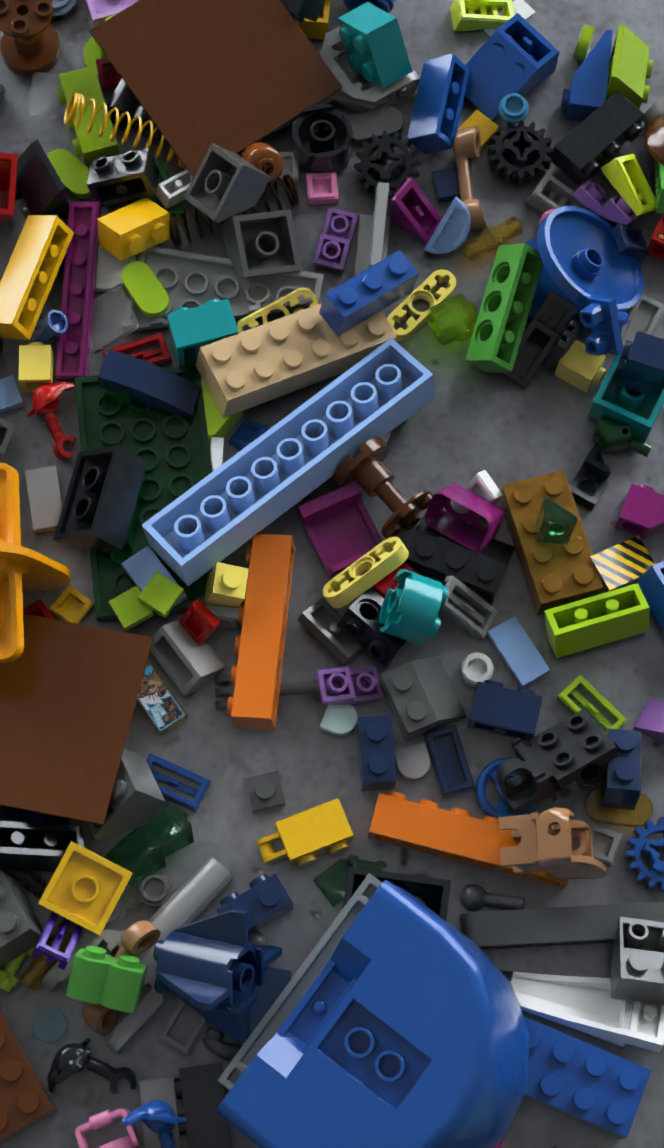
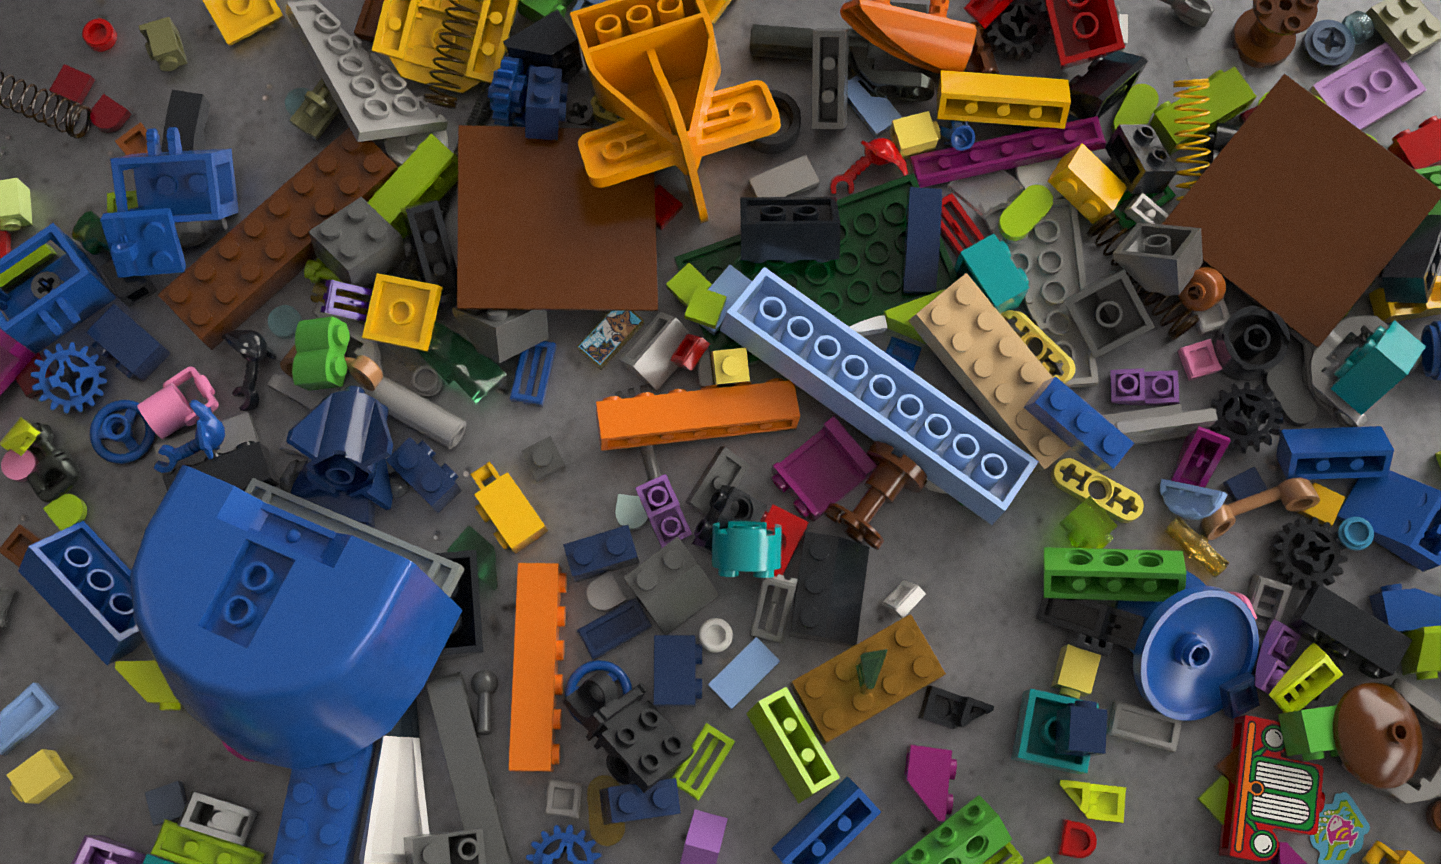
camera: 80 degrees right, 5 degrees up
(72, 606) = (681, 235): yellow tile -> none
(379, 562) = (794, 510): light yellow beam -> none
(469, 535) = (867, 583): magenta piece -> none
(548, 853) = (529, 729): medium nougat piece -> none
(605, 324) = (1120, 683): blue hips -> none
(618, 437) = (1004, 719): dark green piece -> none
(623, 562) = (864, 761): sticker -> none

